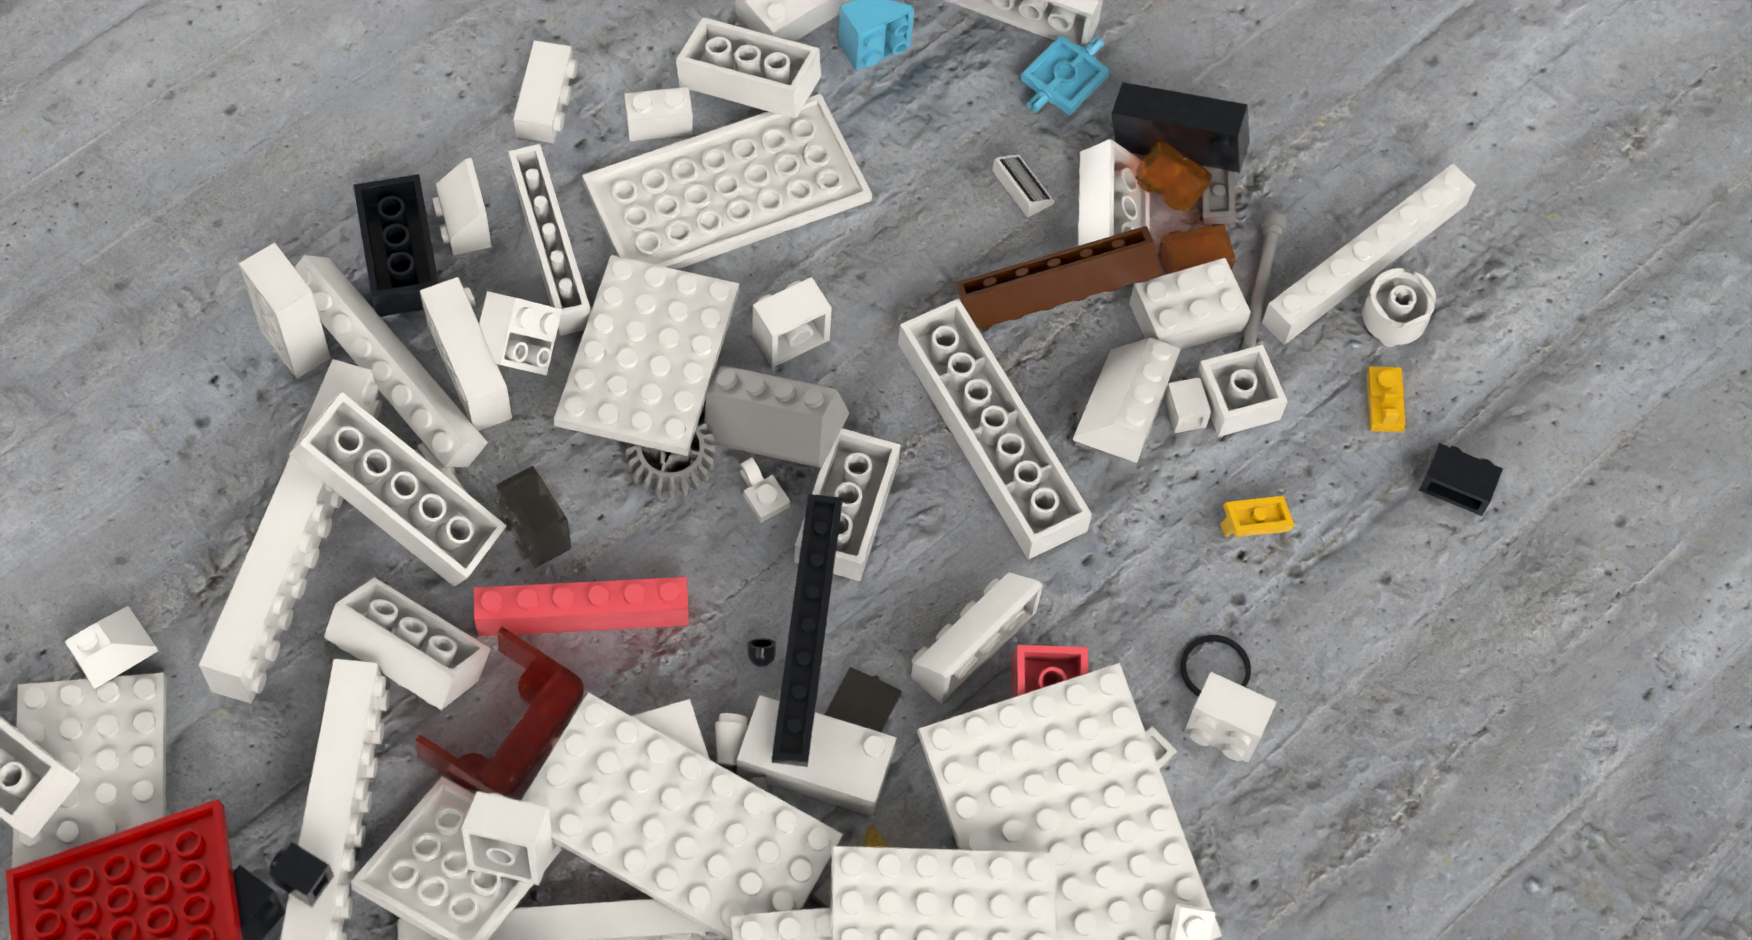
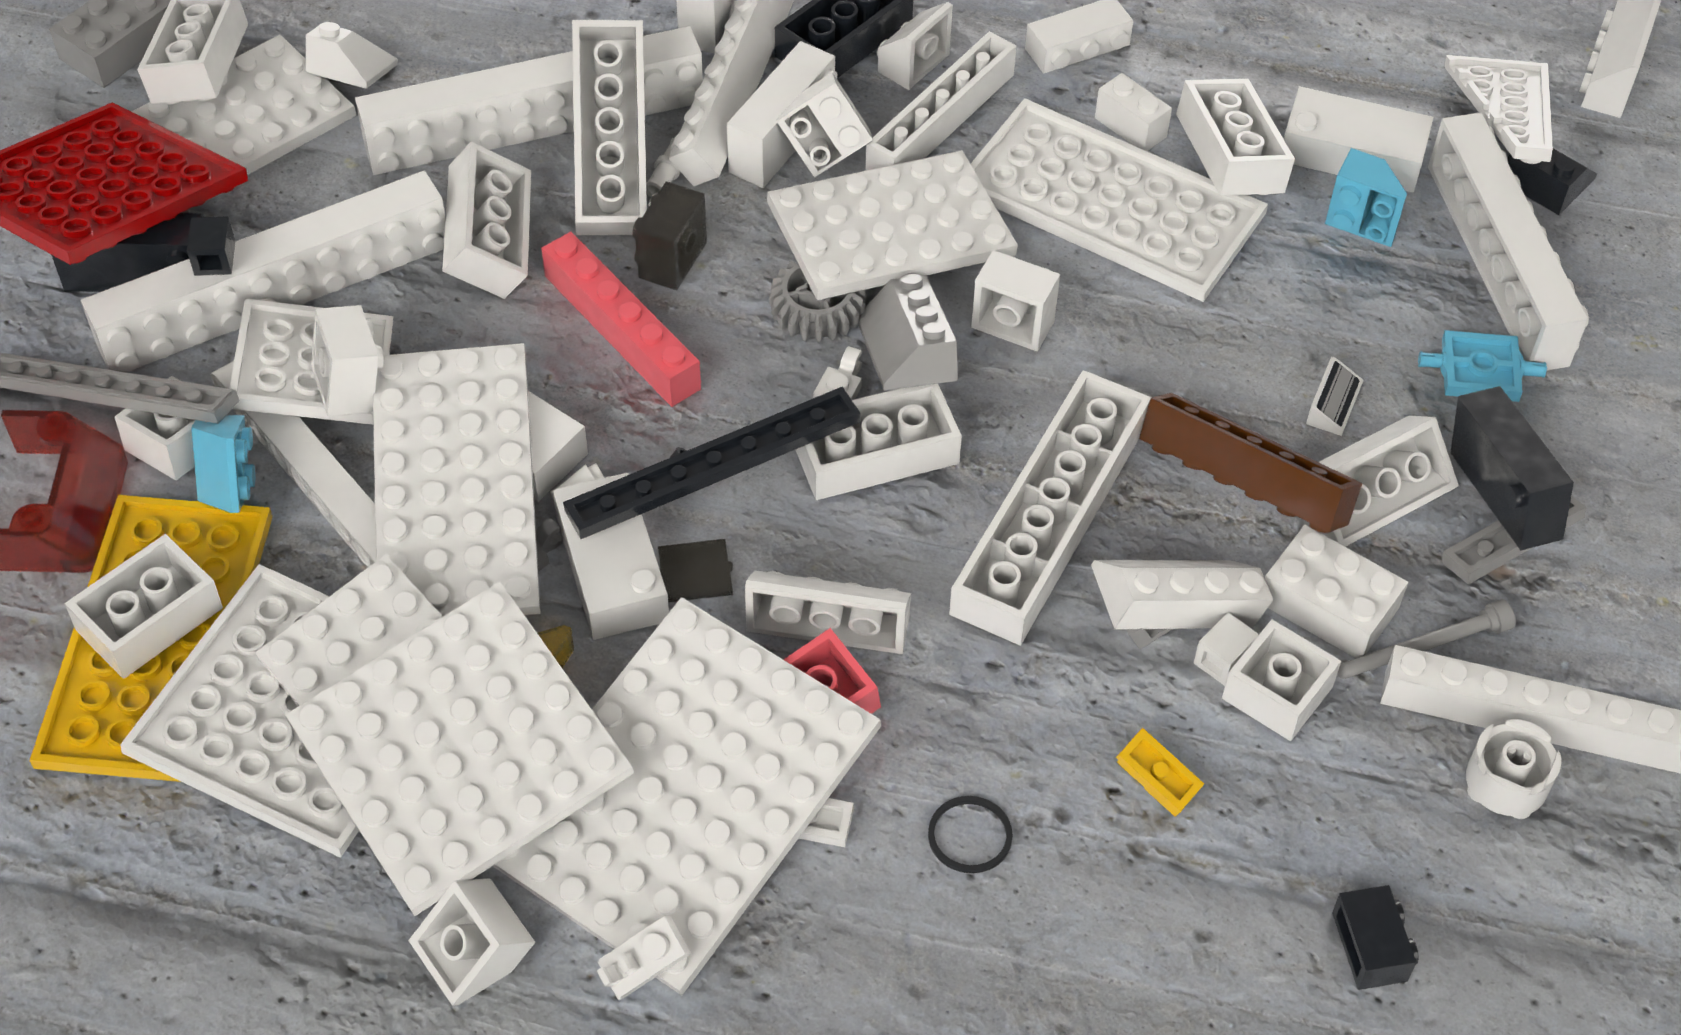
camera: 60 degrees right, 10 degrees down
(553, 697) = (461, 332): clear red windscreen -> none
(1172, 176) = (1456, 496): clear orange brick -> none
(1195, 247) = (1407, 560): clear orange brick -> none
(1229, 717) = (909, 858): white brick -> none
(1386, 399) = (1404, 823): yellow plate -> none

